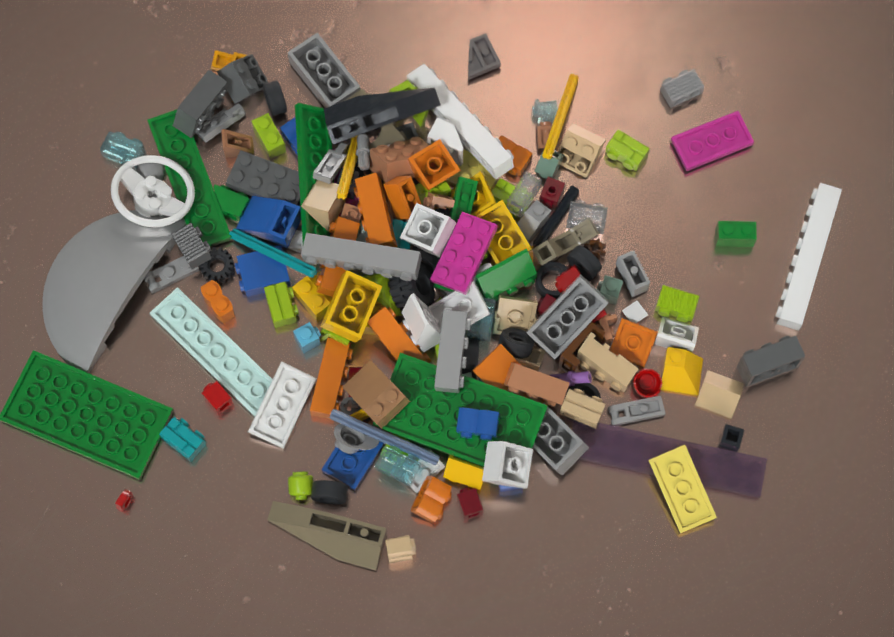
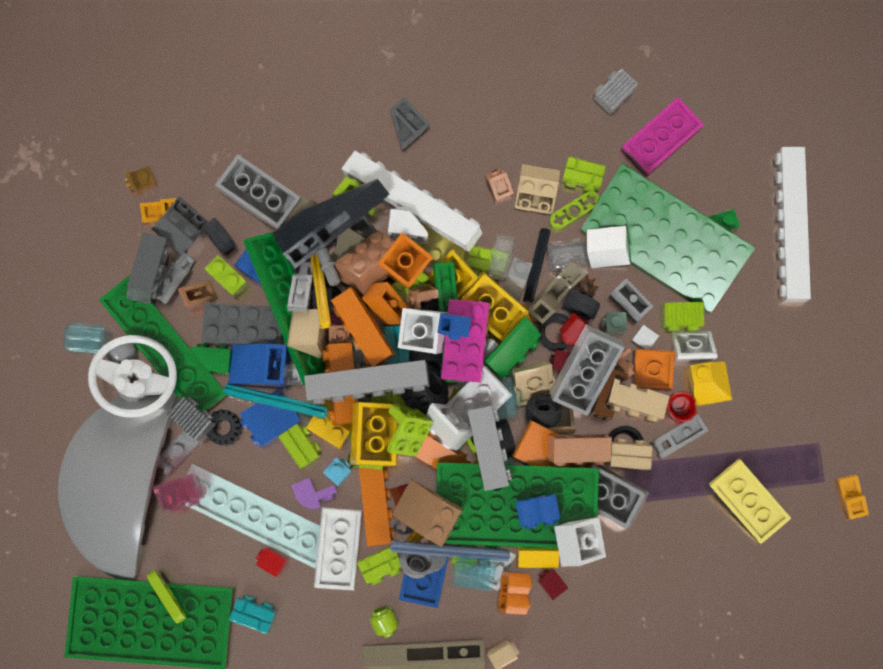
camera: 20 degrees left, 10 degrees up
(110, 393) = (166, 596): none -> lime beam
(156, 304) = (179, 493): none -> clear pink slope
(217, 301) = (233, 461): orange brick -> none
(222, 30) = (140, 179): none -> pearl gold bracket
(274, 353) = (307, 495): none -> medium lavender brick
(315, 433) = (379, 565): none -> lime brick
(329, 492) = (415, 621): black tyre -> none
(383, 313) = (411, 430): none -> lime bracket
(457, 231) = (454, 326): none -> blue brick
(521, 155) = (479, 213): orange brick -> none
(544, 110) = (490, 158): clear light blue bracket -> none
(549, 168) = (512, 213): sand green brick -> none
(552, 193) = (525, 243): dark red brick -> none
(560, 116) = (508, 162): yellow axle -> none
(574, 377) = (607, 428): medium lavender pin -> none
(604, 187) = (559, 213): none -> lime beam
(626, 220) = (608, 247): none -> white slope
(685, 228) = (671, 237): none -> plate
(719, 394) = (752, 392): tan slope -> none
(731, 438) = (779, 435): black brick -> none
(770, 360) = (792, 344): dark grey brick -> none
(783, 520) = (852, 497): none -> light orange slope

